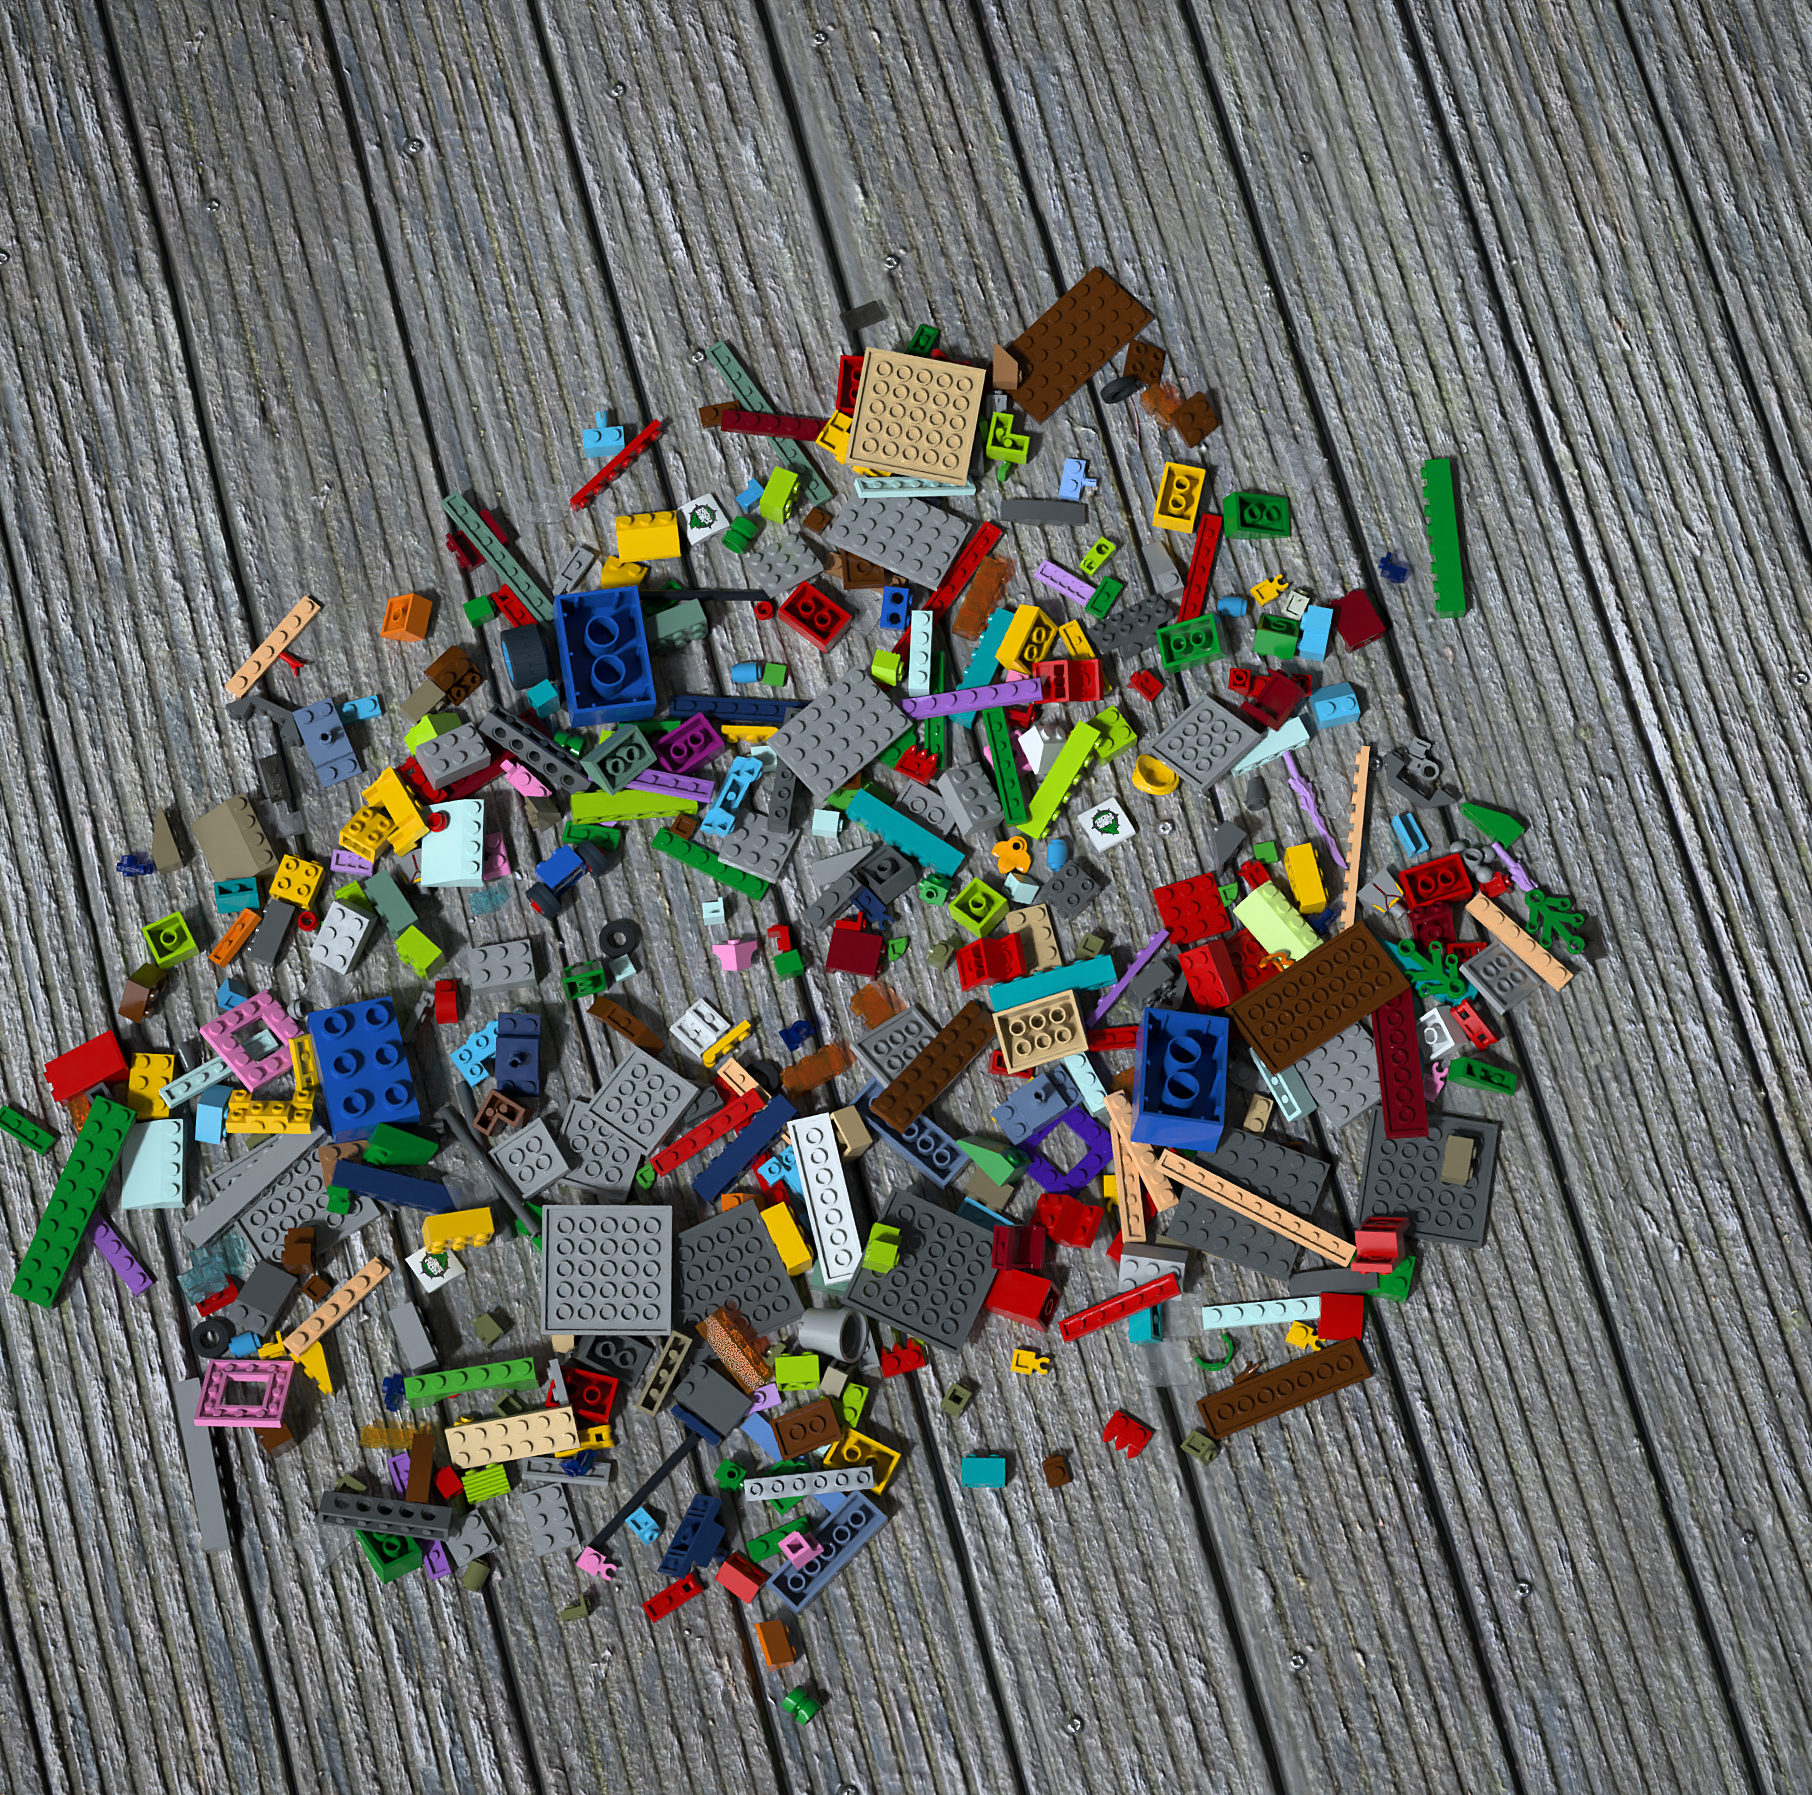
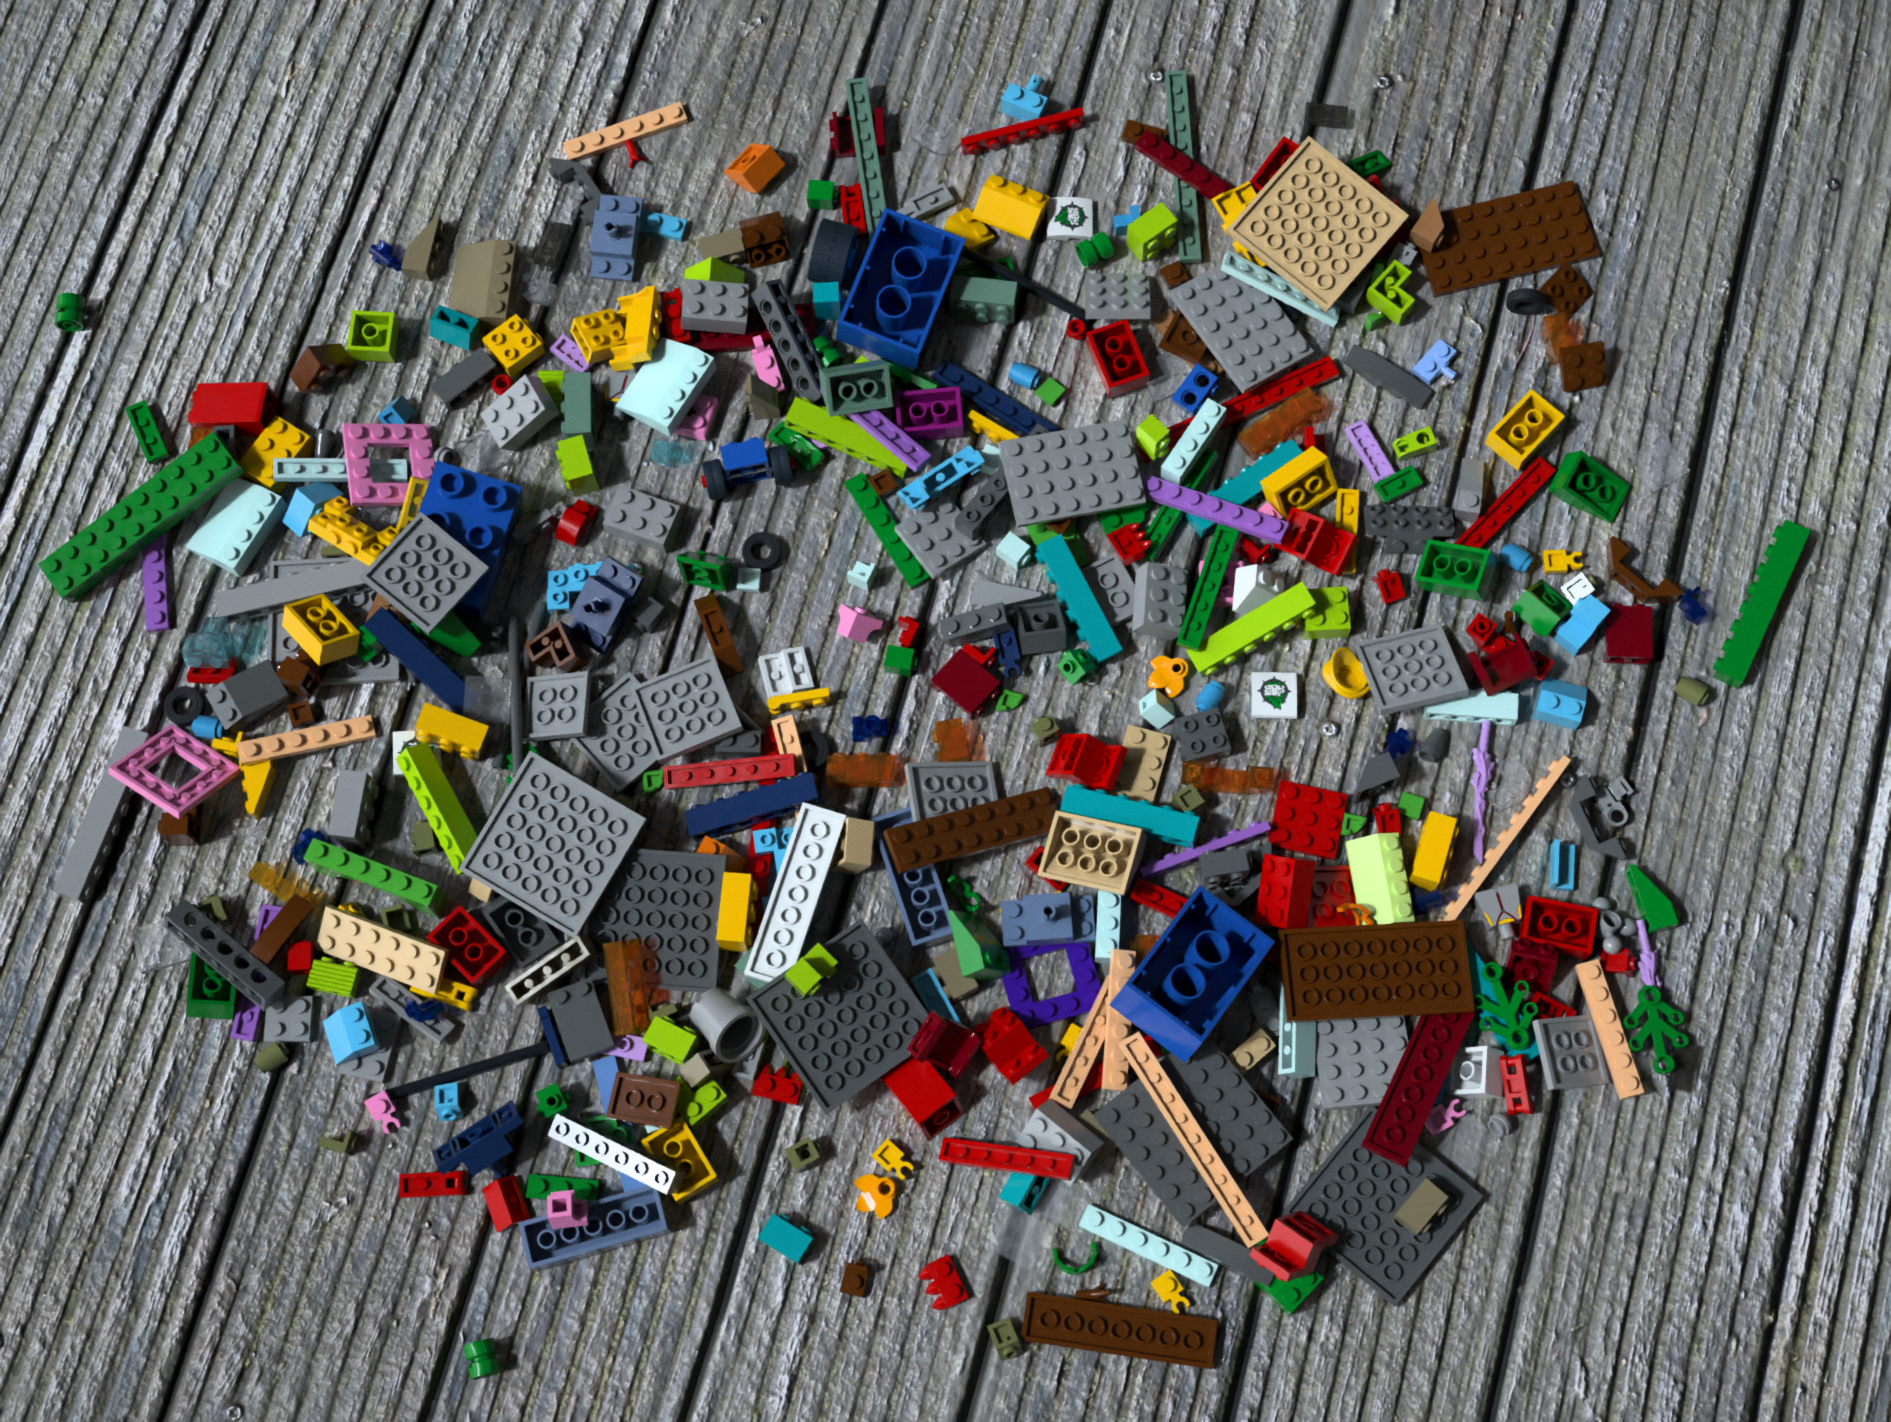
camera: 35 degrees right, 0 degrees up
(234, 938) = (430, 364): orange plate -> none
(295, 1207) = (321, 629): none -> yellow brick
(363, 1110) = (424, 573): none -> light grey plate
(437, 822) = (661, 355): red plate -> none
(486, 1295) = (438, 802): none -> lime brick
(531, 1517) = (351, 1033): none -> medium azure slope
(555, 1374) = (450, 914): light grey plate -> none
(556, 1044) = (648, 614): none -> dark grey brick
(775, 1644) = (493, 1286): orange slope -> none
(971, 1131) = (952, 881): none -> green helmet
(978, 908) = (1105, 705): lime brick -> none
(1014, 599) = (1310, 439): none -> red bracket
(1029, 1400) = (872, 1196): none -> light orange plate
(1112, 913) = (1227, 780): none -> clear orange slope
(1226, 808) = (1398, 743): none -> clear blue plate
(1258, 664) = (1509, 623): none -> reddish brown bar
(1340, 1317) = (1216, 1292): red slope -> none
(1365, 569) = (1665, 592): none -> reddish brown slope
(1429, 638) = (1691, 690): none -> olive brick
(1481, 1076) = (1494, 1139): green slope -> none

